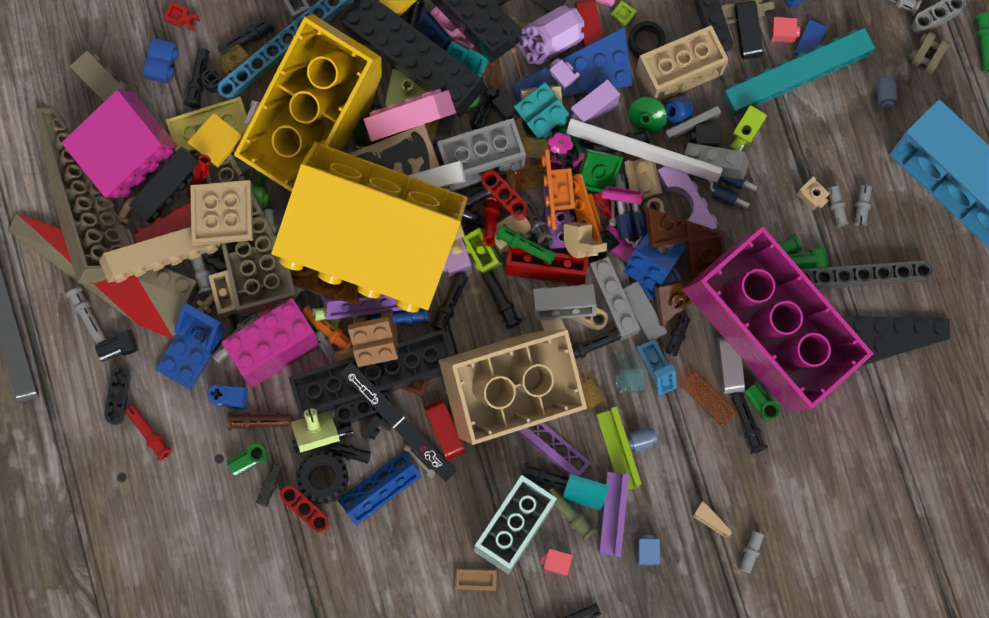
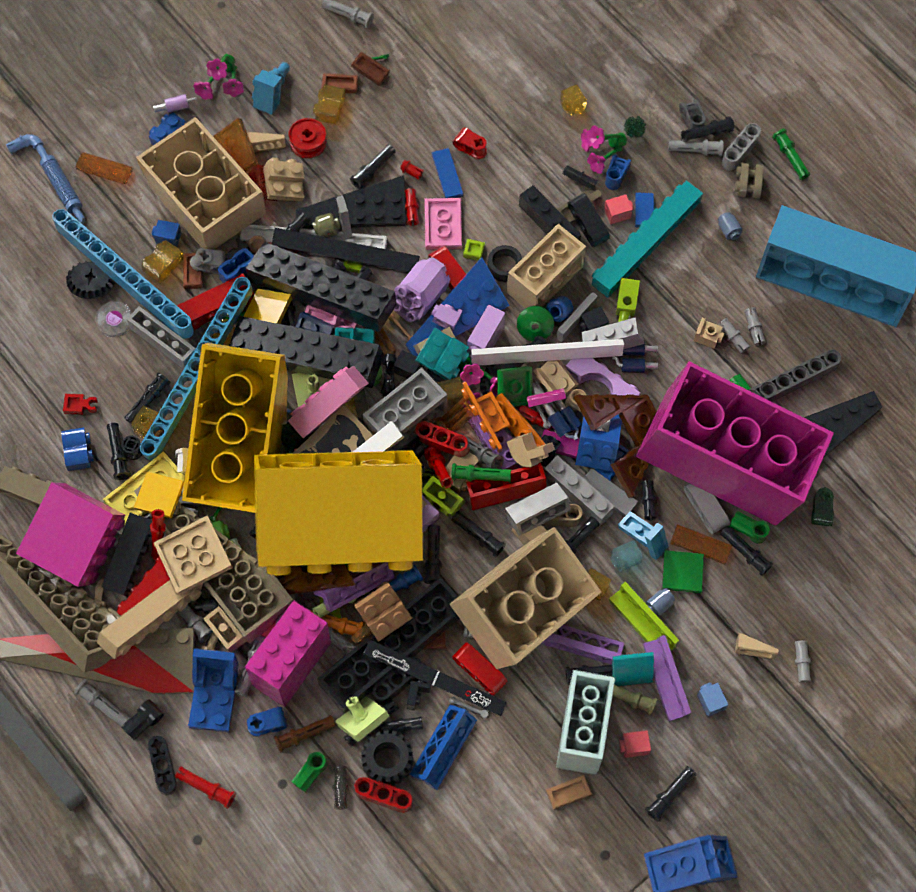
camera: 20 degrees left, 10 degrees down
(678, 418) = (682, 571): none -> green tile
(840, 417) = (823, 510): none -> clear green piece

